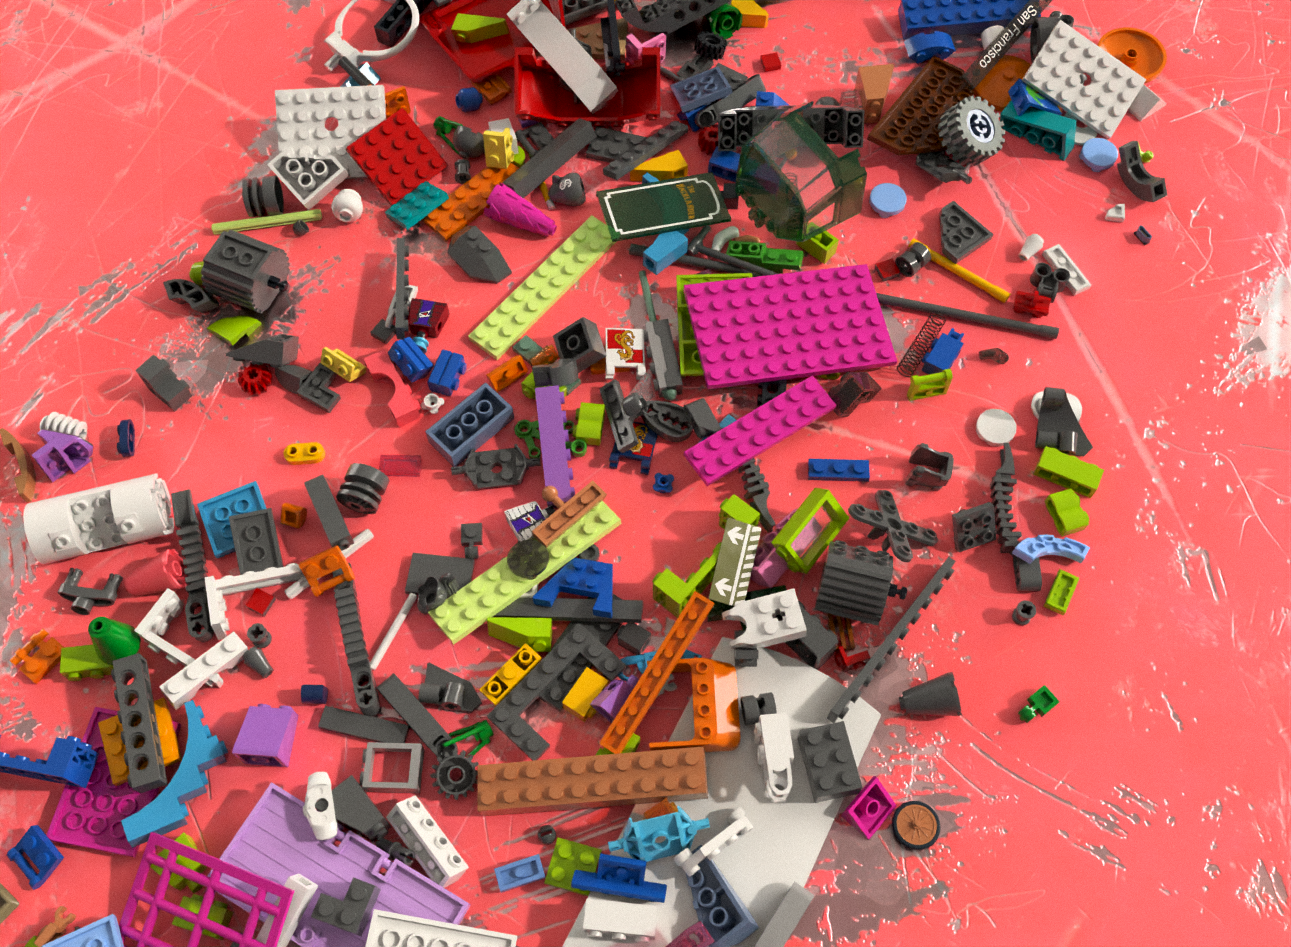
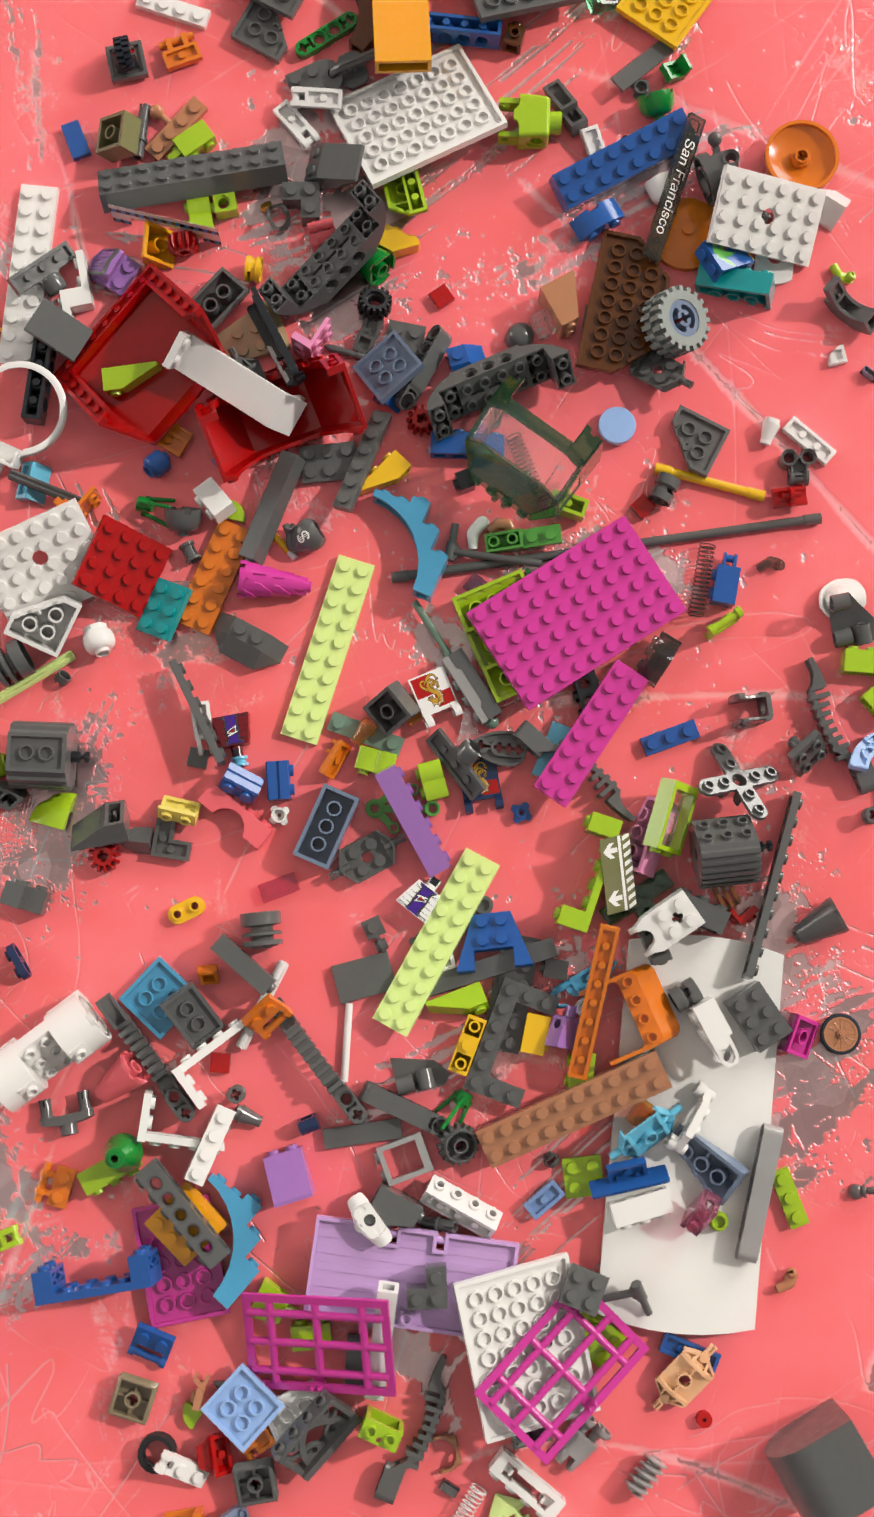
camera: 25 degrees left, 20 degrees up
(435, 592) = (369, 999): dark grey hair -> none
(498, 148) = (220, 522): light yellow bracket -> none
(535, 564) = (447, 938): clear smoke plate -> none
(539, 136) = (250, 482): dark grey plate -> none
(560, 373) = (388, 751): dark grey brick -> none
(568, 512) = (453, 881): nougat plate -> none
(662, 206) = (408, 526): clear green piece -> none
(996, 427) = (794, 640): white tile -> none
(1099, 154) = (802, 292): light blue tile -> none

